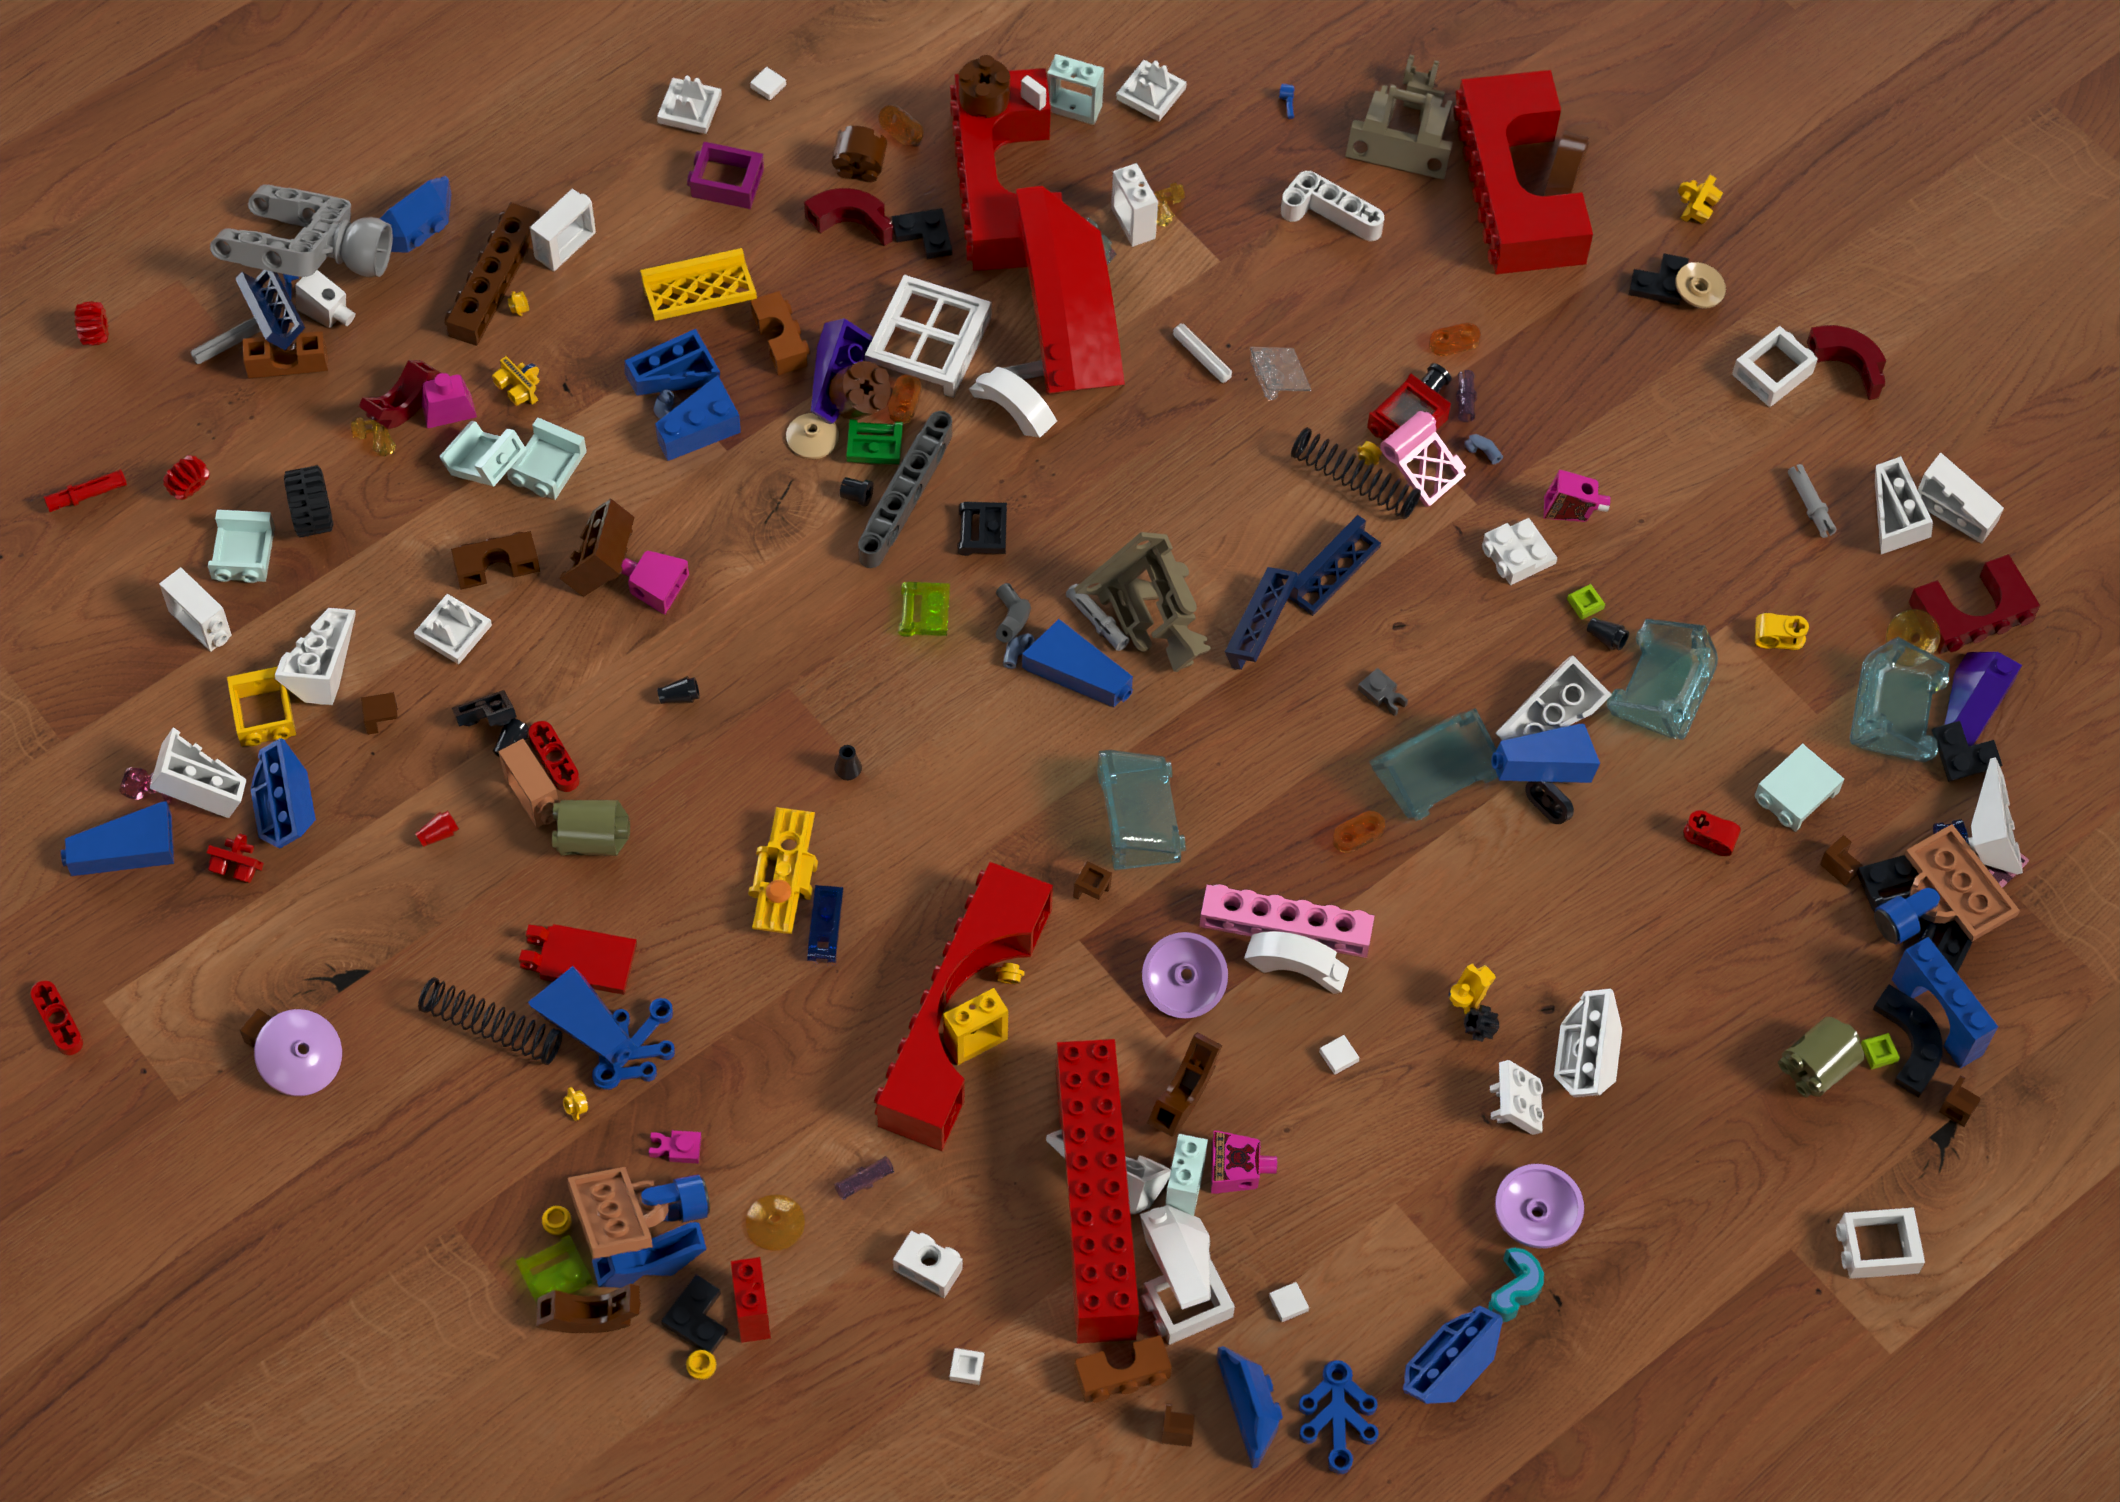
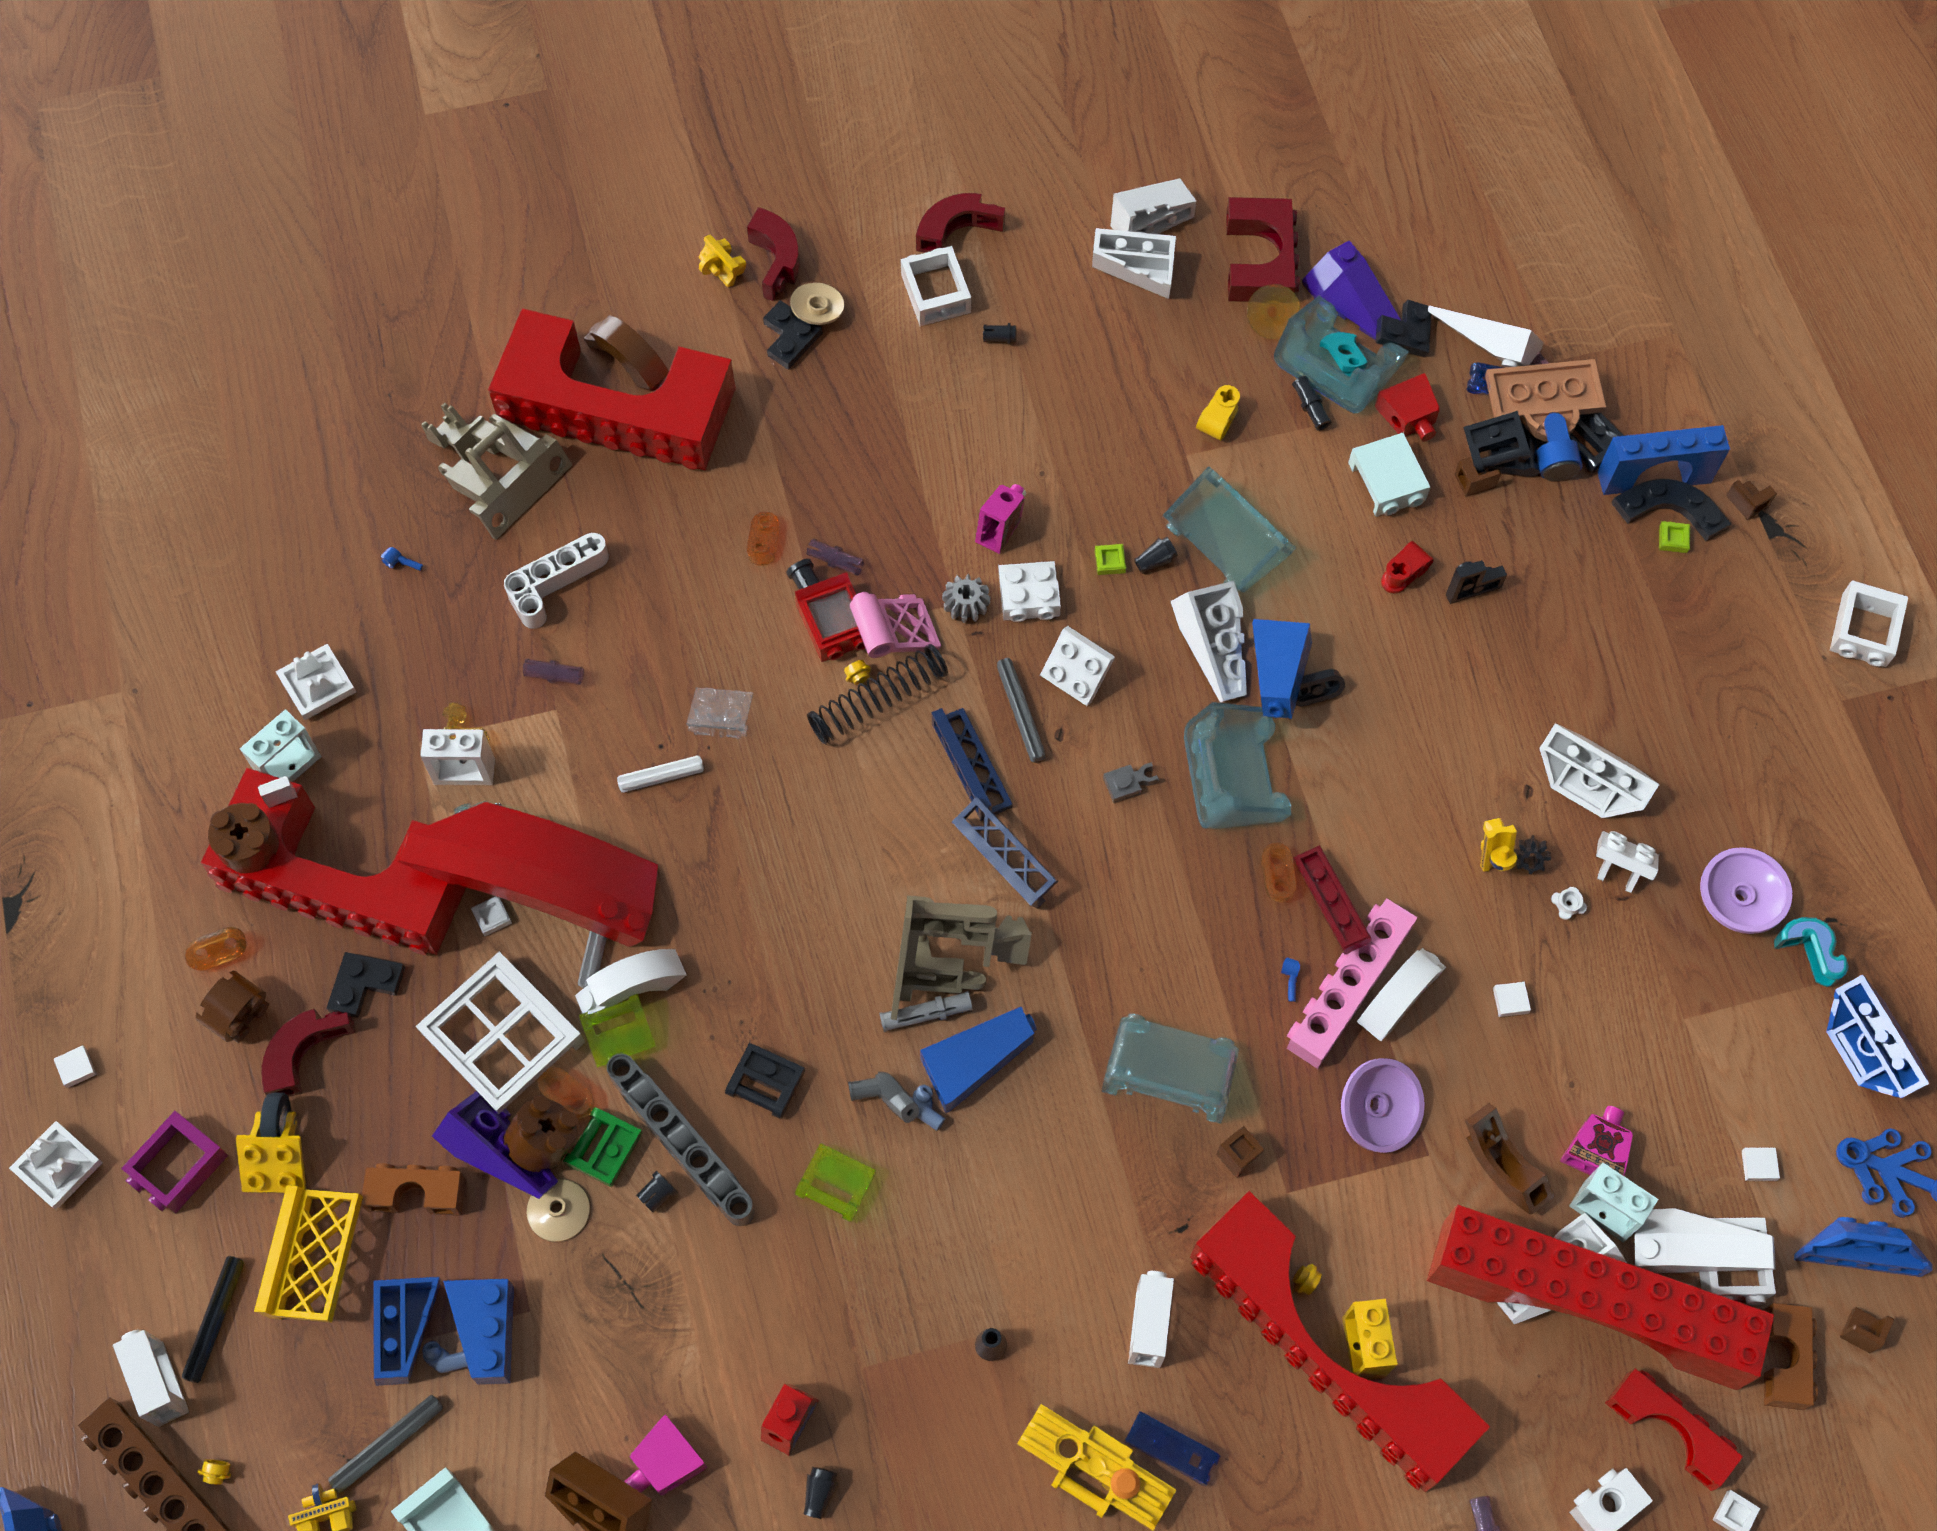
camera: 65 degrees left, 5 degrees up
(586, 399) = (385, 1444): none -> dark grey axle
(625, 253) = (212, 1319): none -> black axle
(725, 645) = (787, 1418): none -> red torso
(764, 224) = (271, 1153): none -> yellow plate
(917, 863) = (1151, 1319): none -> white window
(965, 417) = (625, 1039): none -> clear neon green plate
(1005, 1327) = (1707, 1455): none -> red arch
(1020, 291) = (491, 915): none -> white tile
(1249, 242) = (553, 671): none -> clear purple pin
(1276, 875) = (1291, 968): none -> blue hand
(1352, 877) = (1332, 900): none -> dark red tile
(1403, 586) = (1021, 710): none -> dark grey axle
(1458, 1065) = (1574, 896): none -> white plate
(1463, 607) = (1077, 665): none -> white plate
(1482, 504) = (970, 589): none -> light grey gear
(1486, 445) = (897, 566): sand blue arm -> none
(1719, 884) = (1473, 580): none -> black plate
(1736, 244) = (777, 237): none -> dark red arch
(1761, 439) = (1000, 333): none -> black pin
(1817, 510) = (1092, 324): light grey pin -> none
(1822, 1057) = (1677, 582): olive cylinder -> none
(1837, 702) = (1311, 403): none -> black pin
(1882, 782) = (1410, 407): none -> red torso
(1887, 853) = (1494, 434): none -> black plate
(1915, 700) = (1344, 341): none -> teal piece

